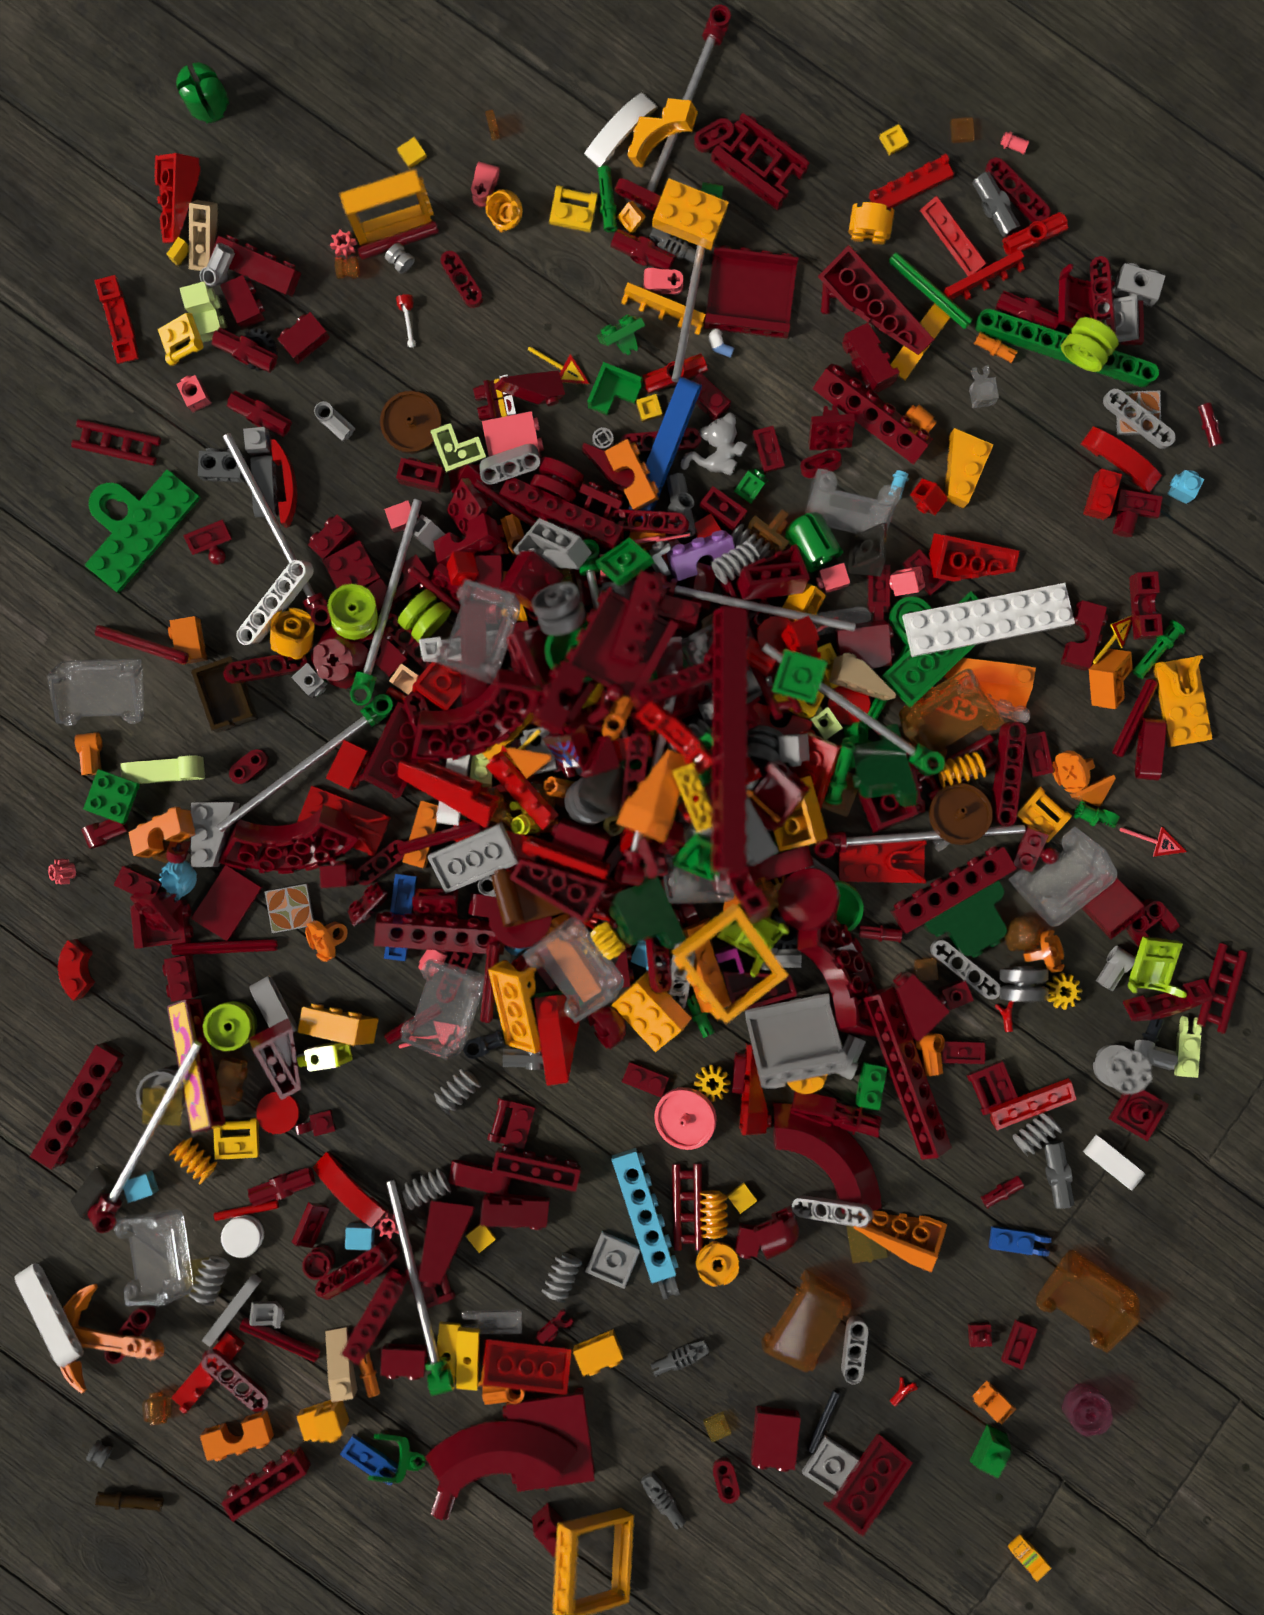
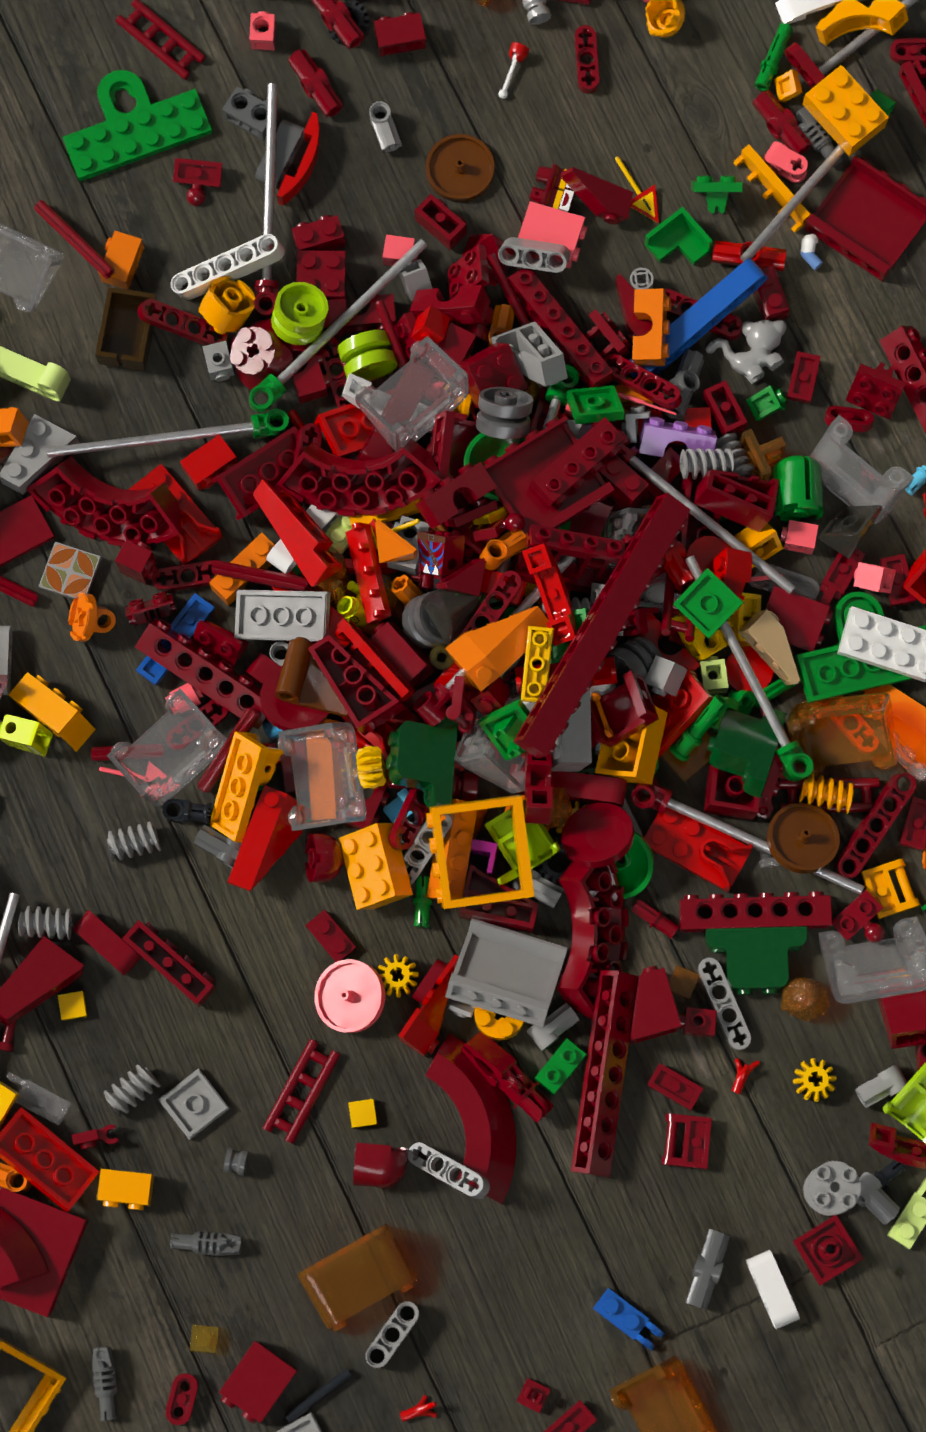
camera: 30 degrees right, 10 degrees down
(248, 767) = (109, 414): dark red plate -> none
(257, 441) = (298, 107): light grey brick -> none
(404, 679) = (311, 406): light nougat panel -> none
(454, 454) = (484, 216): yellowish green brick -> none
(515, 1211) = (122, 995): dark red wedge -> none
(518, 1125) = (175, 913): dark red plate -> none
(557, 479) = (574, 294): dark red wheel -> none
(572, 215) = (730, 55): yellow plate -> none
(649, 408) = (705, 276): yellow tile -> none
(656, 1268) = (258, 1008): medium azure brick -> none
(714, 1214) = (324, 1110): light orange piece -> none
(718, 1276) = (312, 1172): light orange plate -> none
(746, 1242) = (342, 1159): dark red brick -> none
(863, 1248) = (467, 1231): clear yellow piece -> none
(907, 1237) = (514, 1251): orange wedge -> none
(931, 1050) = (644, 1060): orange piece -> none
(1002, 1192) = (638, 1256): dark red pin -> none
(1024, 984) = (775, 1046): flat silver wheel -> none
(1032, 1104) = (718, 1178): red hinge -> none
(1036, 1133) = (706, 1212): light grey piece -> none
(1050, 951) = (821, 1029): orange tile -> none

